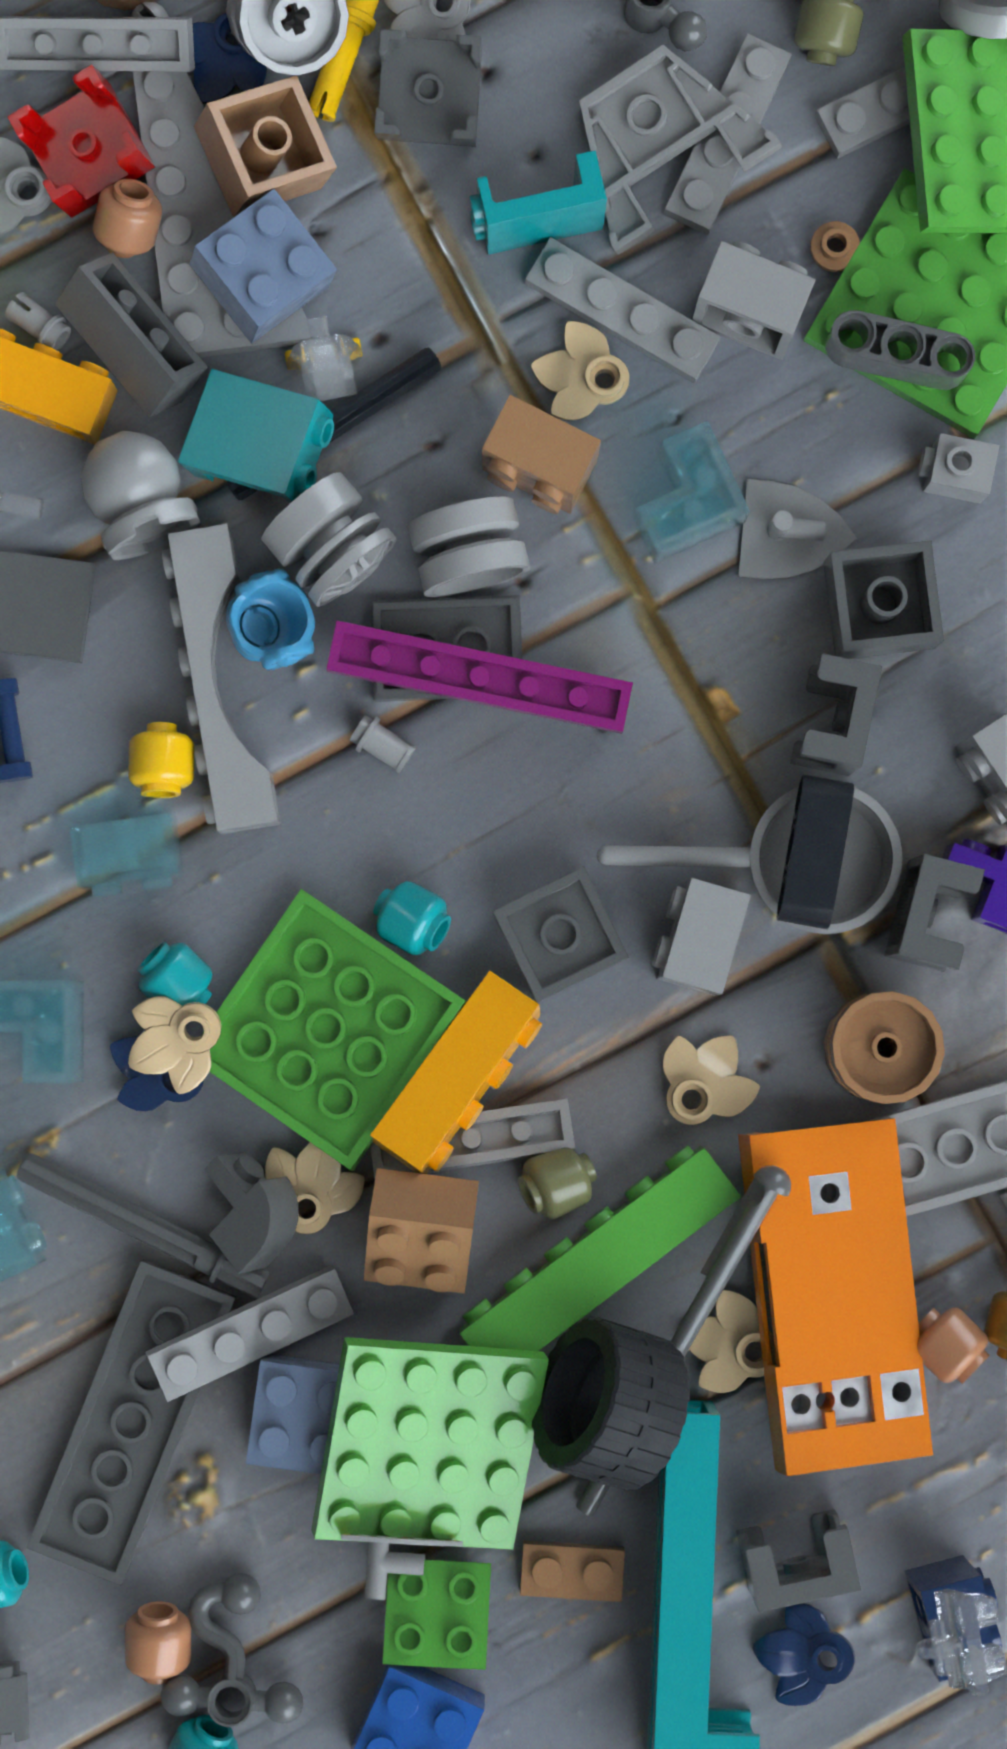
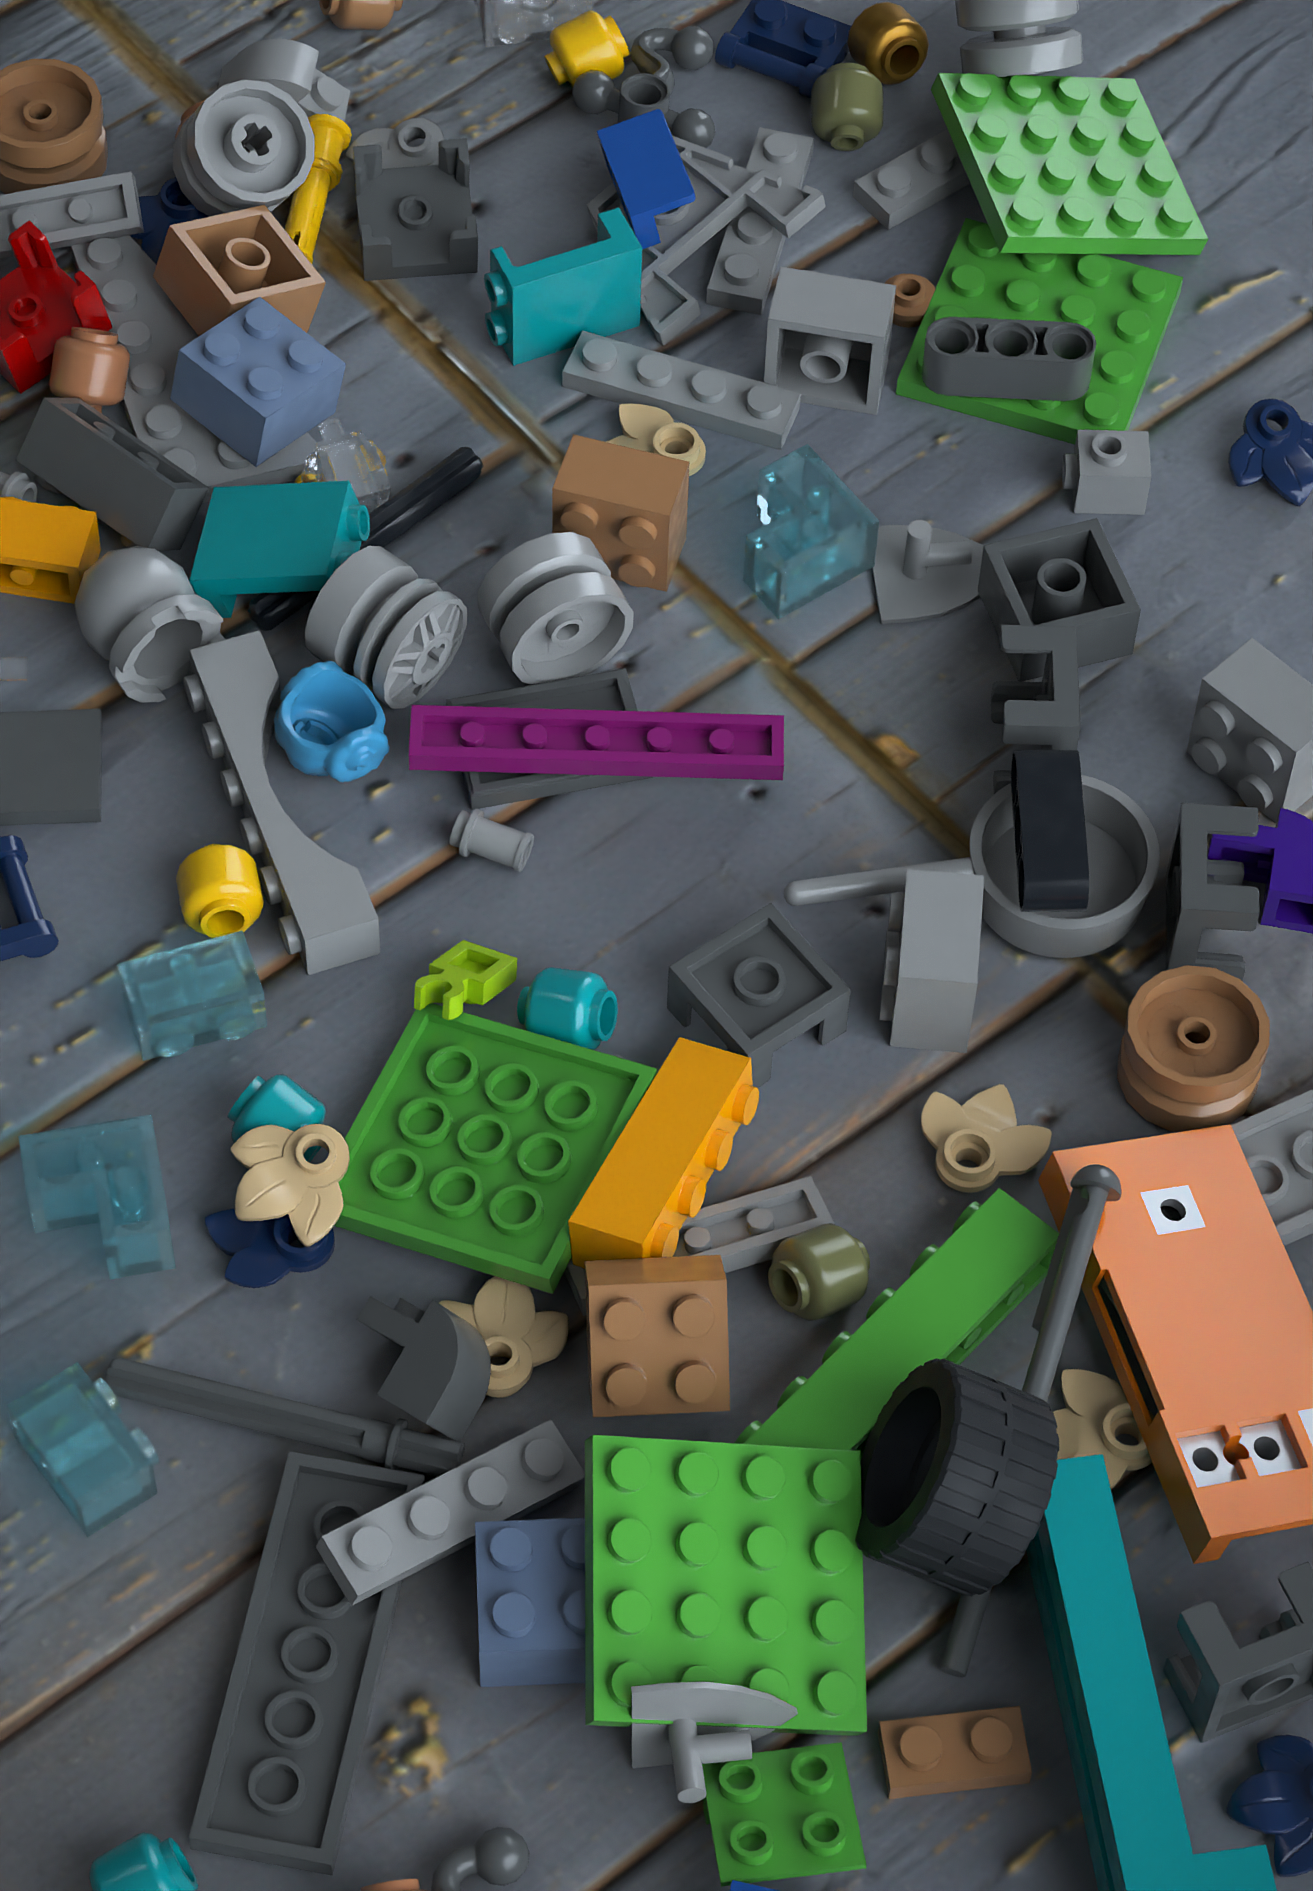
camera: 10 degrees left, 30 degrees down
(337, 872) = (465, 975): none -> lime plate
(631, 97) = (645, 171): none -> blue panel

